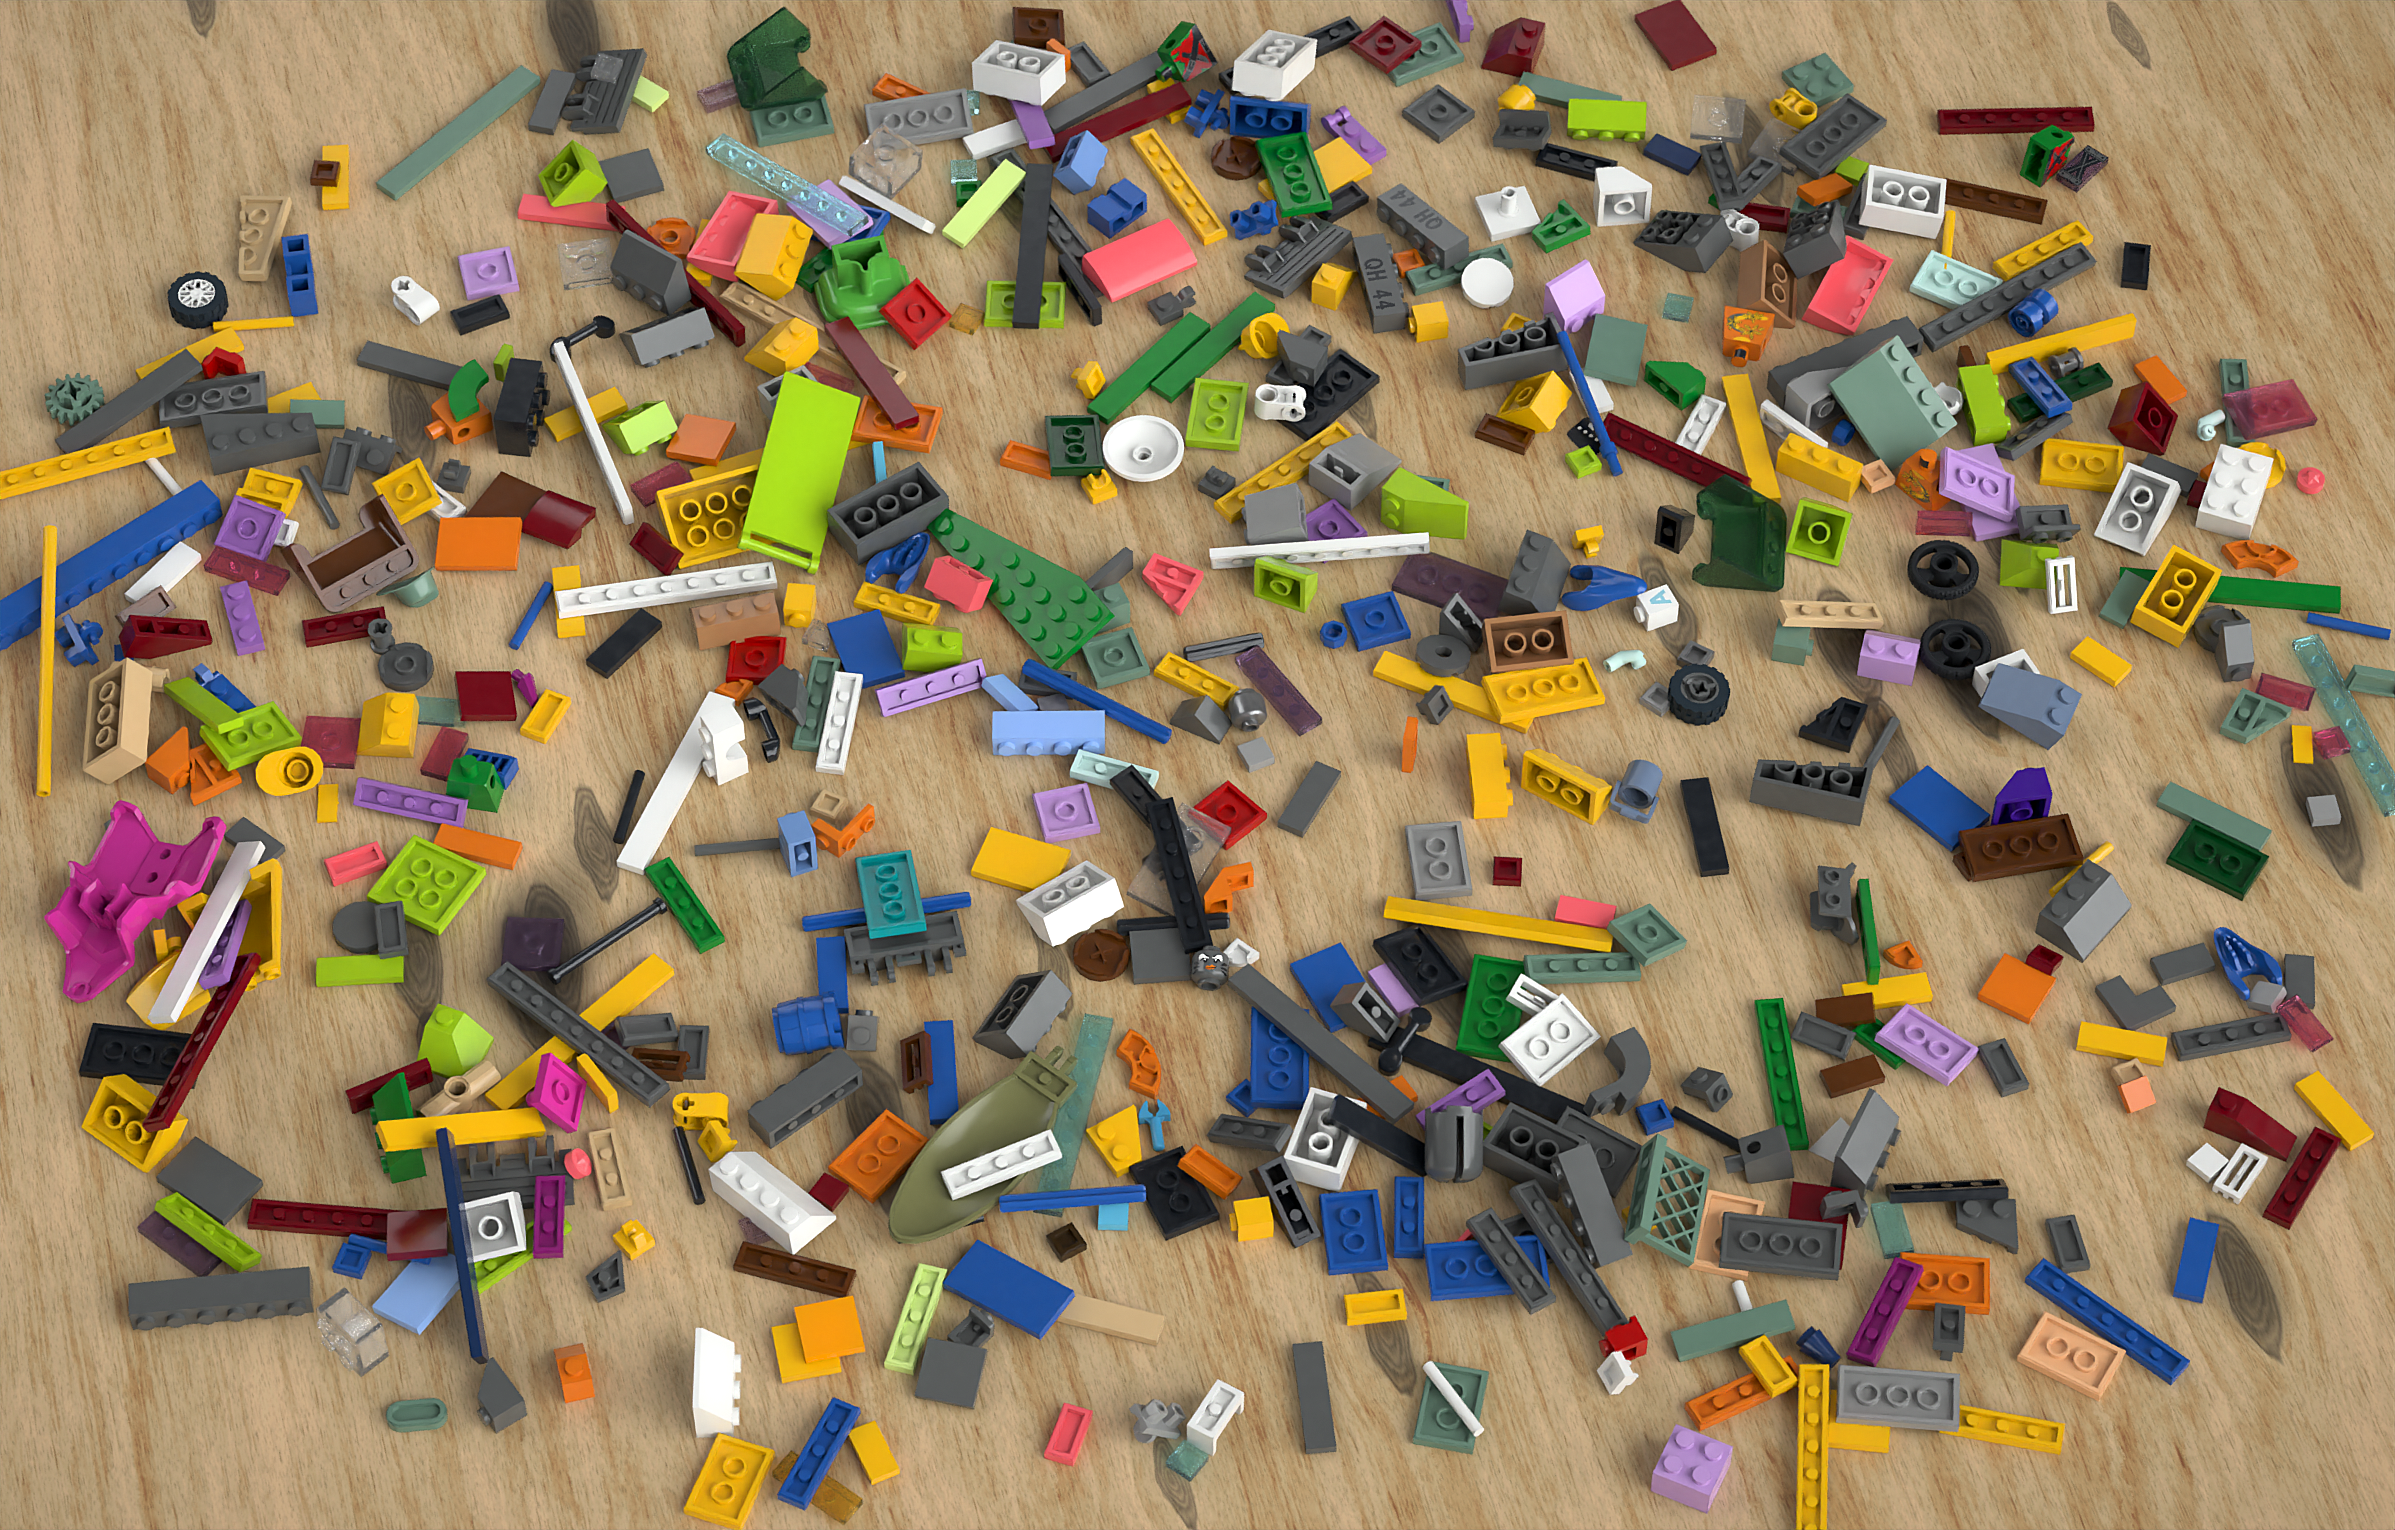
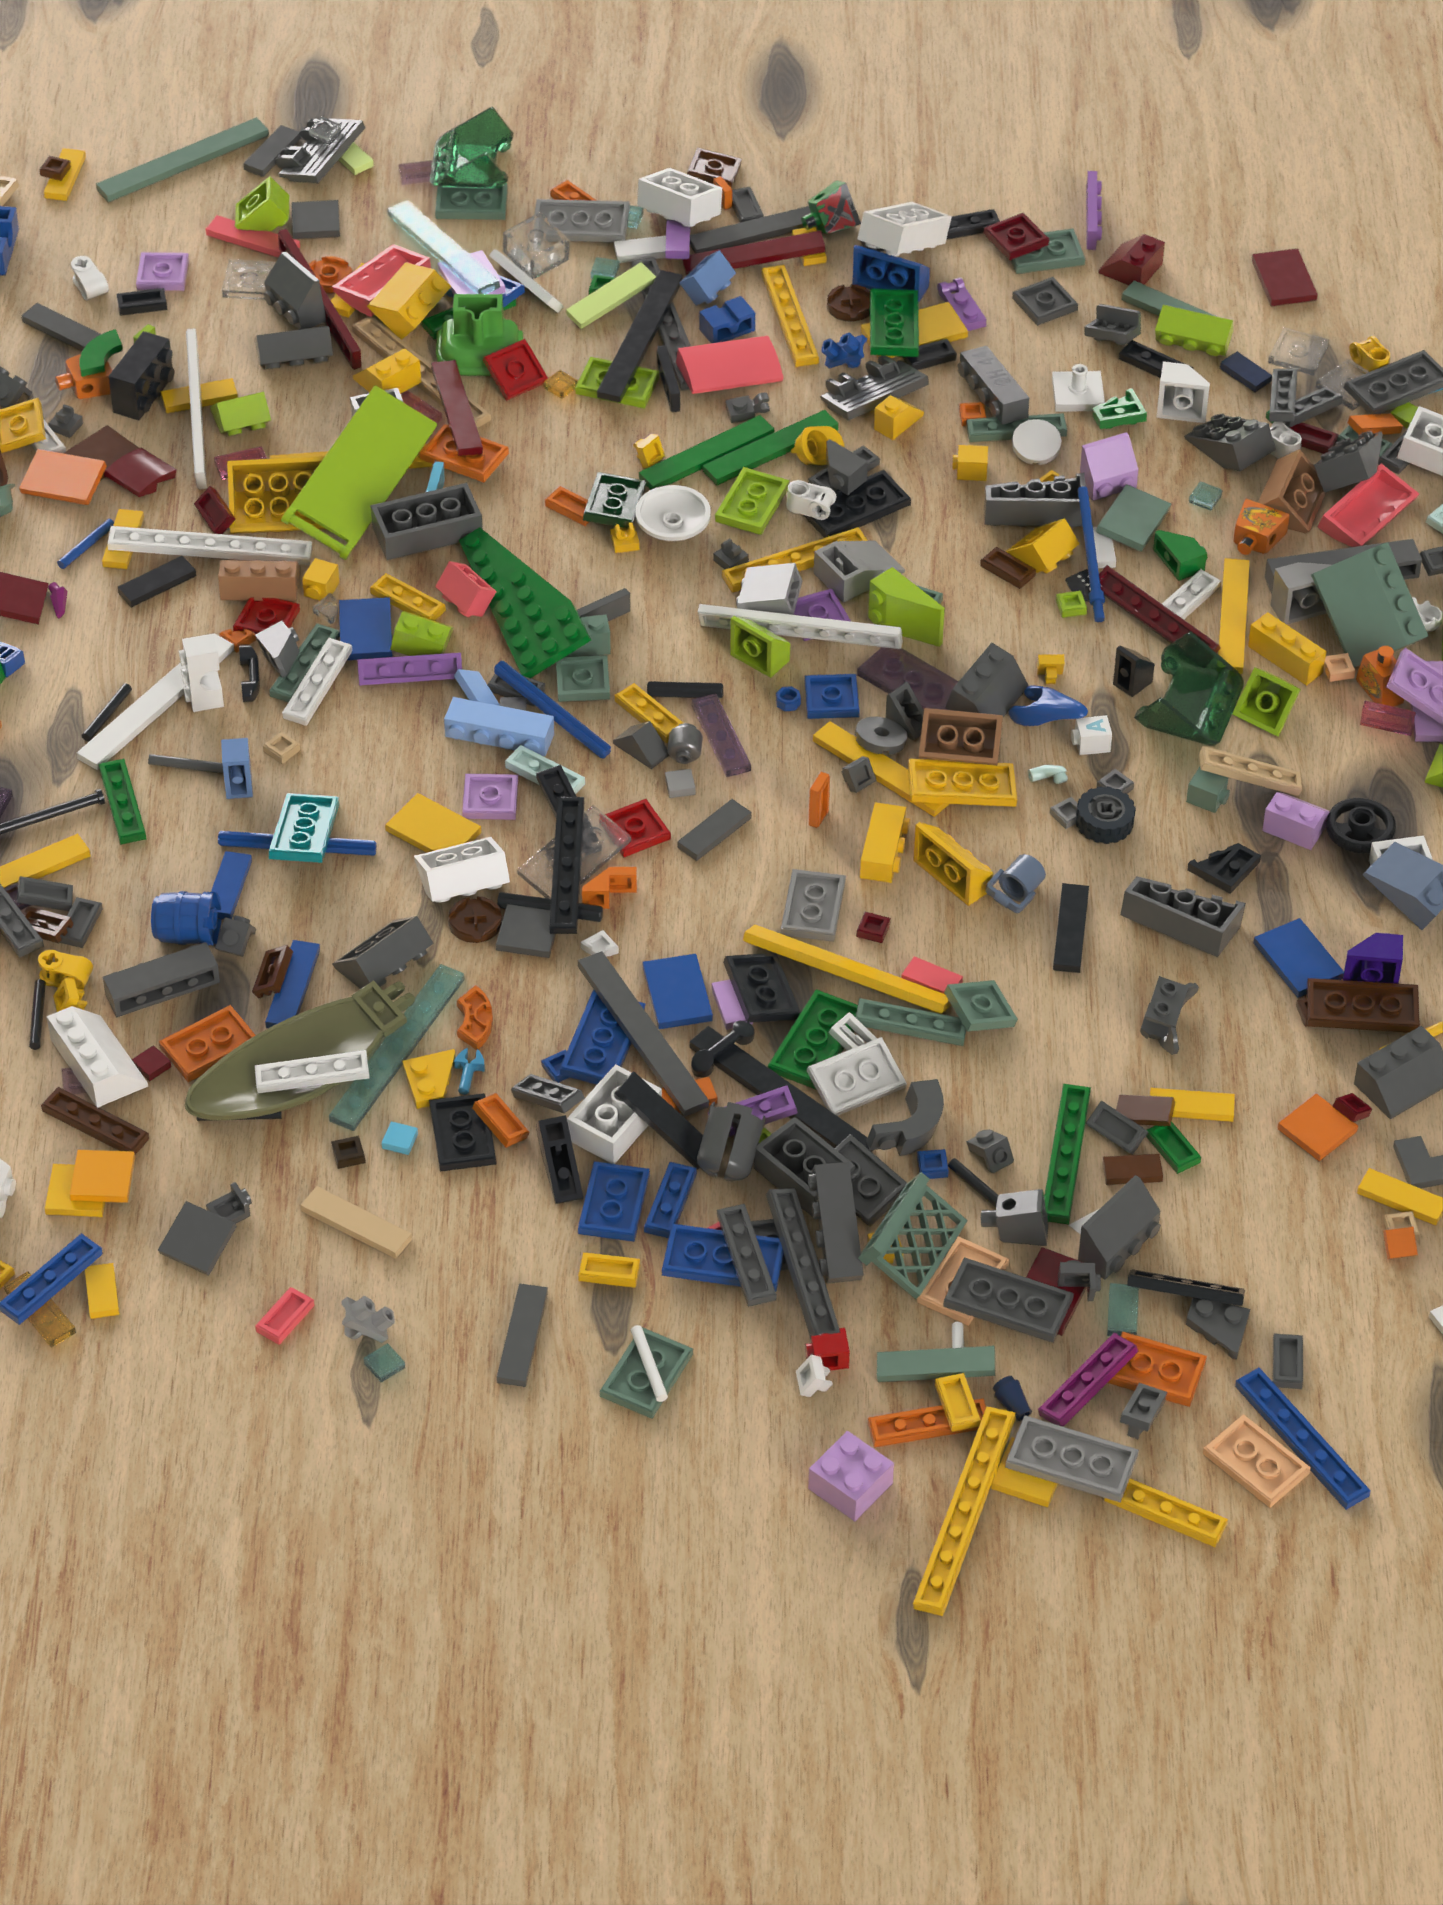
camera: 15 degrees right, 5 degrees down
(545, 716) = (65, 625): yellow tile -> none
(602, 327) = (242, 329): black bar -> none
(701, 439) = (289, 433): orange tile -> none
(839, 842) = (282, 776): orange bracket -> none
(902, 560) = (424, 564): blue animal -> none
(915, 1319) = (186, 1185): yellowish green tile -> none
(942, 935) = (326, 876): dark grey hinge -> none
(1008, 1289) = (278, 1179): blue tile -> none
(1072, 1198) = (365, 1114): blue axle -> none
(1172, 581) = (659, 626): coral wing -> none
(1210, 968) = (566, 949): dark grey head -> none
(1212, 114) = (839, 263): blue hips -> none
(1213, 1416) = (419, 1326): white panel -> none
(1252, 1219) = (523, 1168): yellow brick -> none
(1365, 1011) = (693, 1014): dark grey slope -> none
(1379, 283) = (938, 423): dark grey brick -> none
(1517, 98) = (1119, 298): yellow head -> none
(1782, 424) = (1262, 603): white tile -> none
(1818, 80) = (1402, 336): sand green plate -> none
(1843, 432) = (1320, 625): blue tile -> none
(1867, 932) = (1190, 1046): green tile -> none
(1883, 741) = (1264, 891): dark grey bar -> none
(1903, 956) = (1219, 1076): orange tile -> none
(1926, 1044) = (1212, 1156): lavender tile -> none
(1943, 570) = (1372, 758): black wheel -> none
(2003, 1067) = (1280, 1193): dark grey tile -> none
(2195, 1260) = (1408, 1403): blue tile -> none

